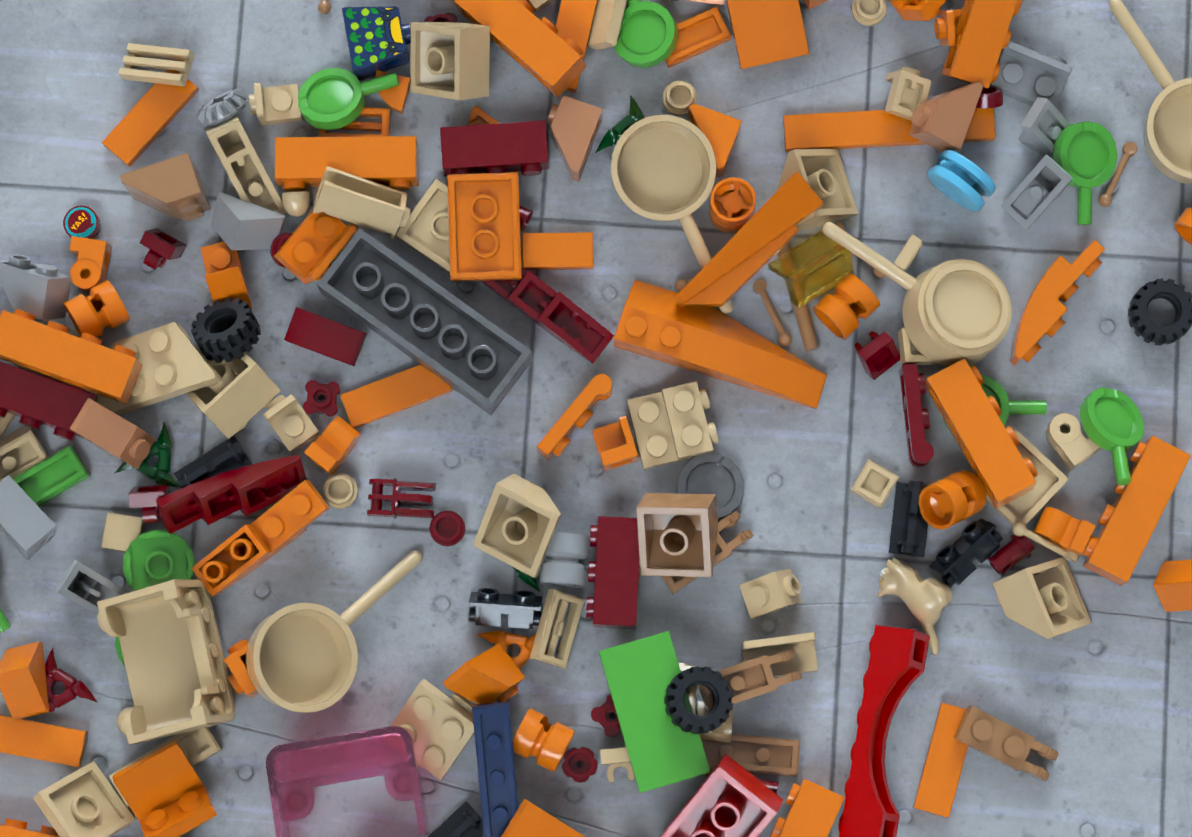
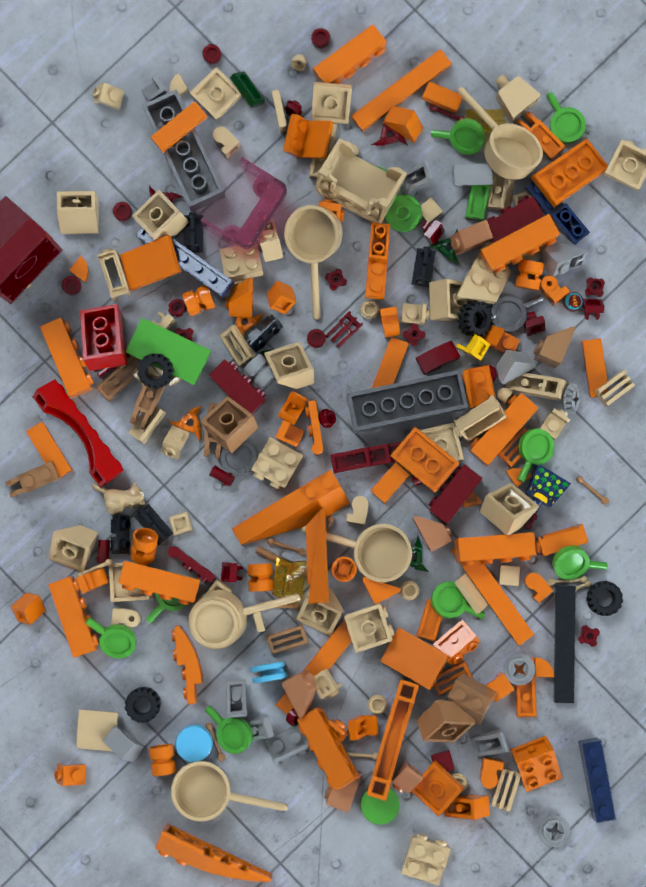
camera: 135 degrees right, 5 degrees up
(28, 205) = (599, 283): none -> dark red plate
(65, 189) = (593, 306): none -> dark red tile
(171, 293) = (511, 312): none -> flat silver piece
(238, 489) = (403, 271): dark red slope -> none
(265, 296) = (476, 347): none -> yellow panel
(335, 566) = (335, 284): none -> dark red plate
(370, 707) = (270, 243): none -> tan slope
(433, 628) = (281, 297): none -> orange panel
(546, 412) = (327, 418): none -> dark red plate
(575, 470) = (293, 407): none -> orange bracket
(634, 255) = (360, 508): none -> tan leg
(711, 604) = (182, 424): none -> orange piece
(757, 484) = (222, 476): none -> dark red pin
(779, 103) = (368, 627): none -> tan plate
(889, 212) = (302, 634): none -> medium nougat tile
(1146, 198) = (194, 743): none -> medium azure head

